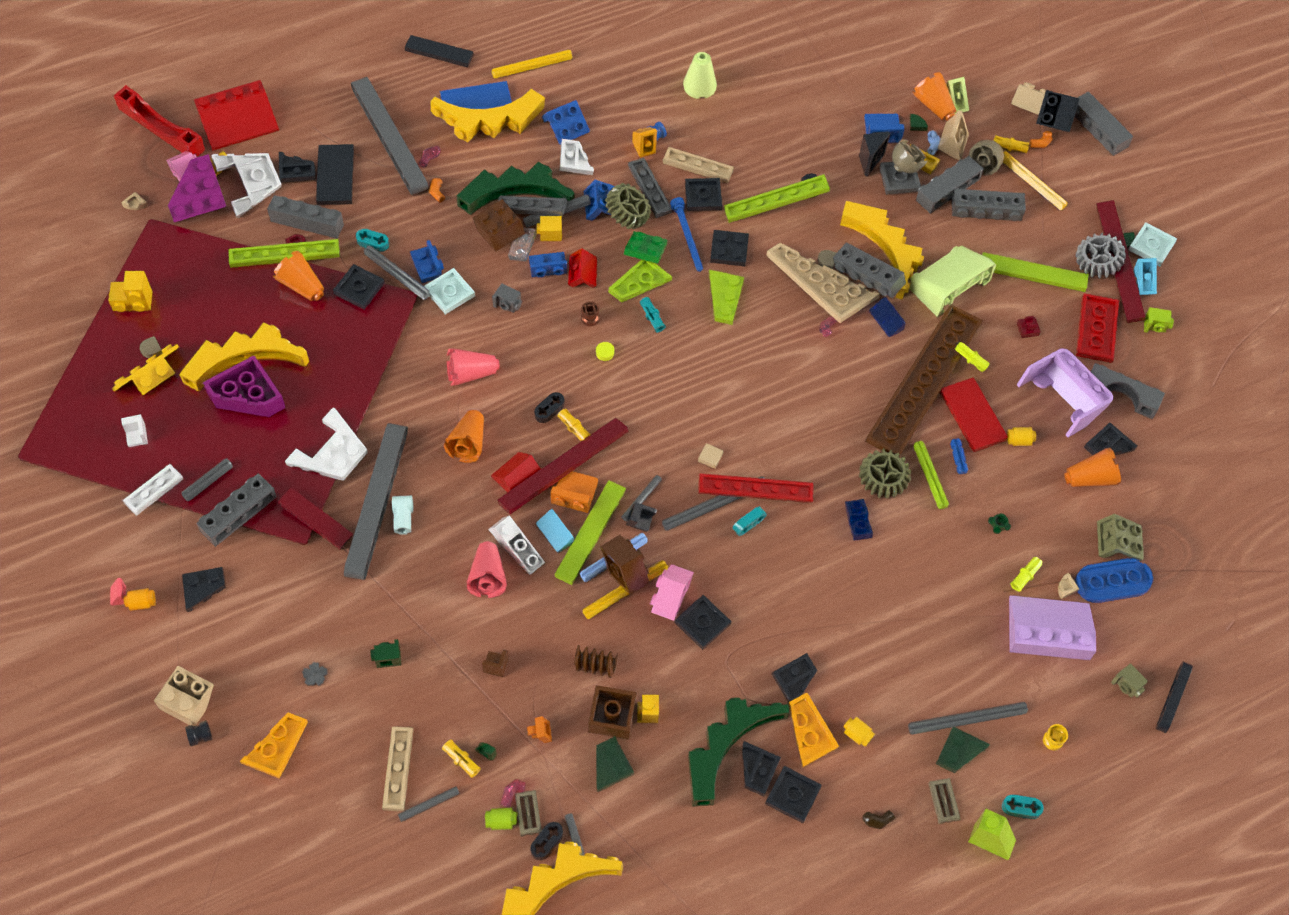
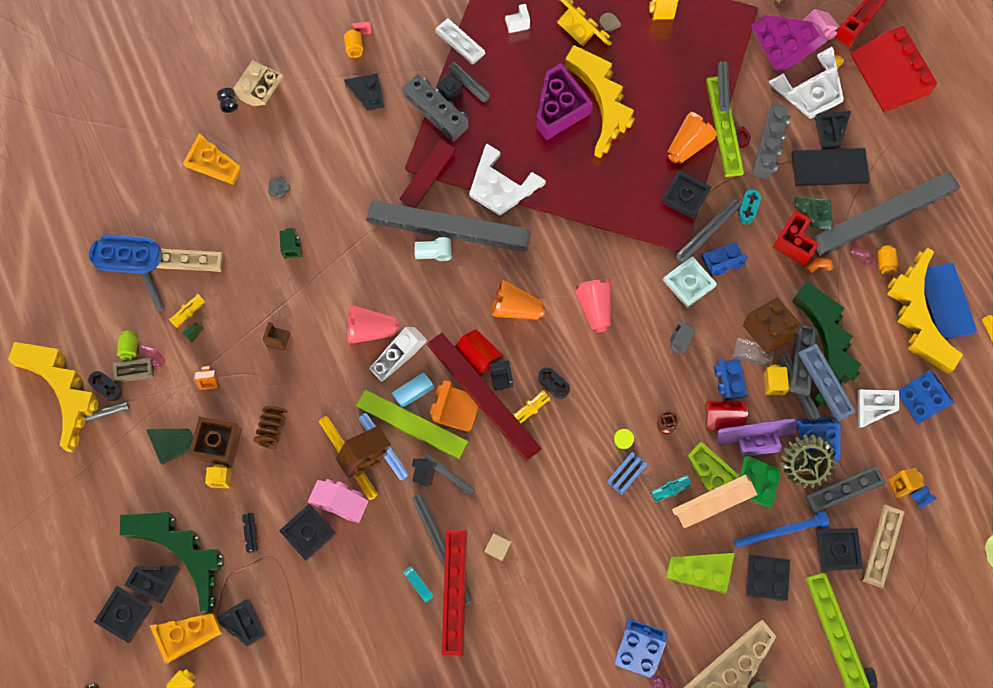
camera: 95 degrees right, 10 degrees up
(214, 492) = (450, 88): none -> black brick
(243, 247) = (723, 82): none -> dark grey axle
(384, 185) = (816, 209): none -> clear green wing
(389, 833) = (125, 254): none -> blue tile
(412, 205) = (793, 242): none -> red brick
(435, 137) = (887, 260): none -> light orange brick
(542, 449) = (501, 375): none -> black panel
(556, 186) = (826, 382): none -> sand blue tile
(606, 245) = (757, 438): none -> medium lavender bracket
(643, 349) = (637, 460): none -> medium blue tile
(666, 276) = (715, 501): none -> light nougat fence
(704, 677) = (250, 532): none -> black axle
(796, 340) = (641, 648): none -> bracket

